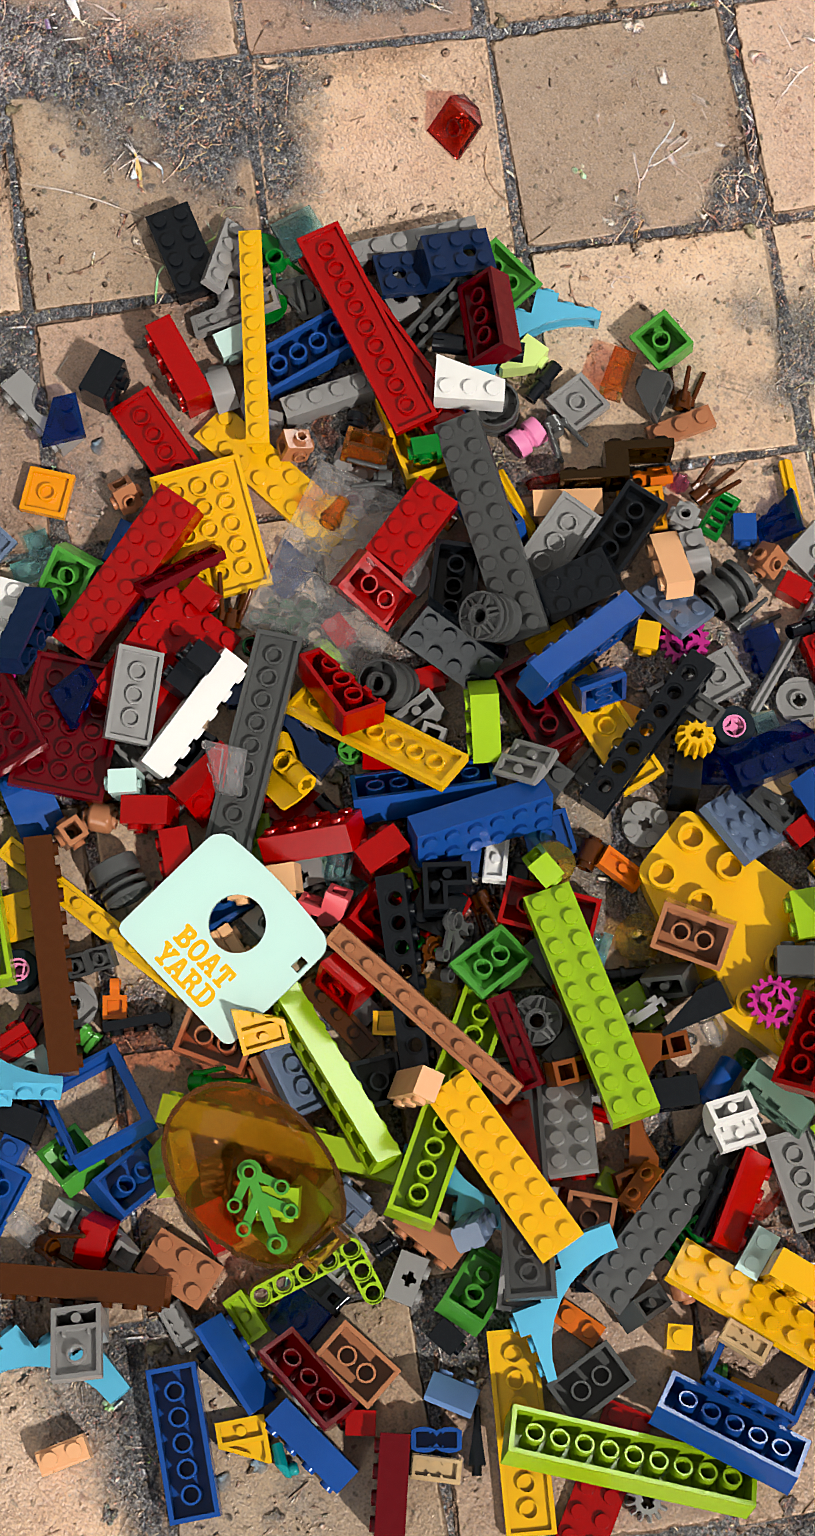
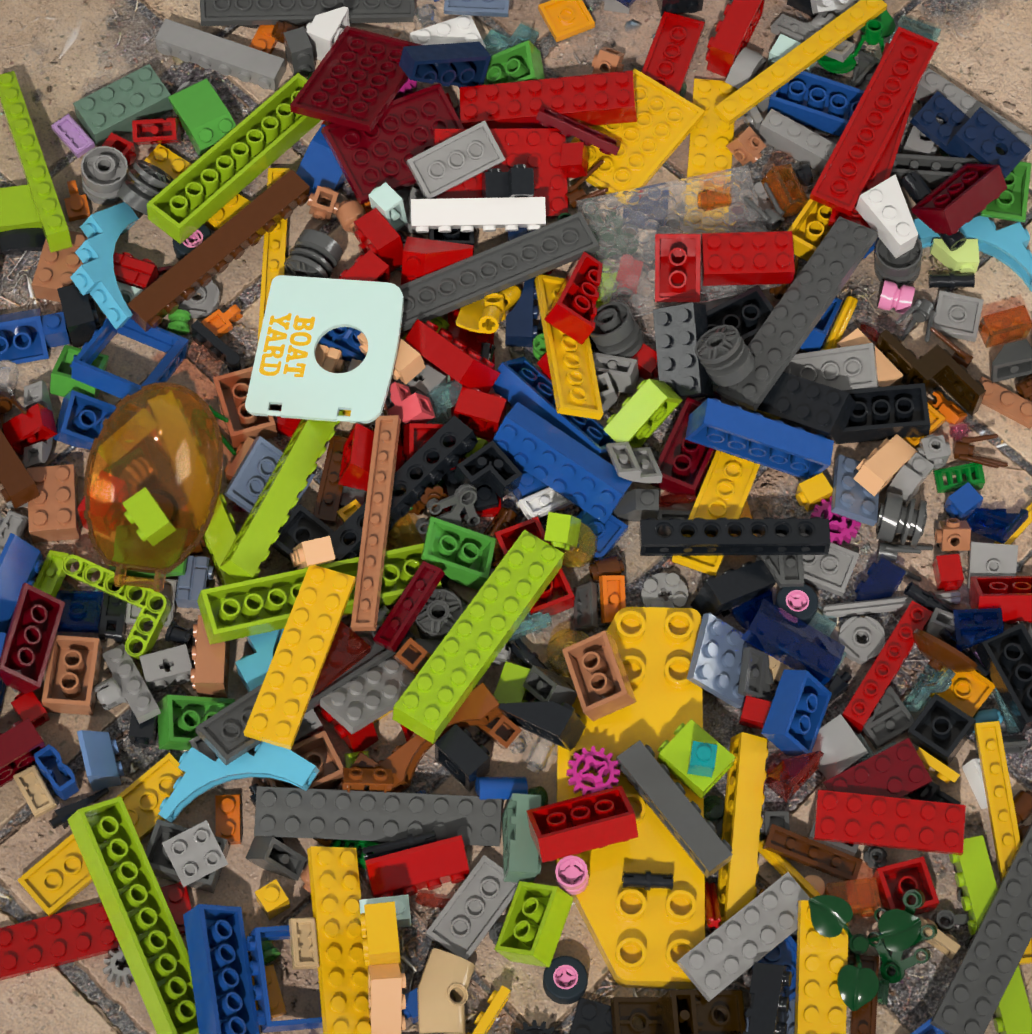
camera: 50 degrees right, 10 degrees down
(74, 694) = (424, 123): clear blue wing -> none
(92, 960) = (239, 284): dark grey slope -> none
(226, 767) = (455, 260): clear wing -> none
(259, 1031) = (272, 421): yellow wing -> none
(261, 1201) = (137, 504): bright green plant -> none
(401, 1326) = (125, 686): none -> light grey plate
(425, 449) = (817, 225): green brick -> none
(473, 1229) = (234, 671): sand blue brick -> none
(600, 689) = (737, 477): blue slope -> none
(603, 1376) = (194, 853): none -> light grey hinge
(612, 896) = (585, 607): none -> dark grey plate
(615, 430) = (959, 356): none -> reddish brown plant
(650, 1008) = (507, 684): light grey plate -> none
(695, 739) = (758, 573): yellow gear -> none
(733, 1122) = (474, 813): white brick -> none

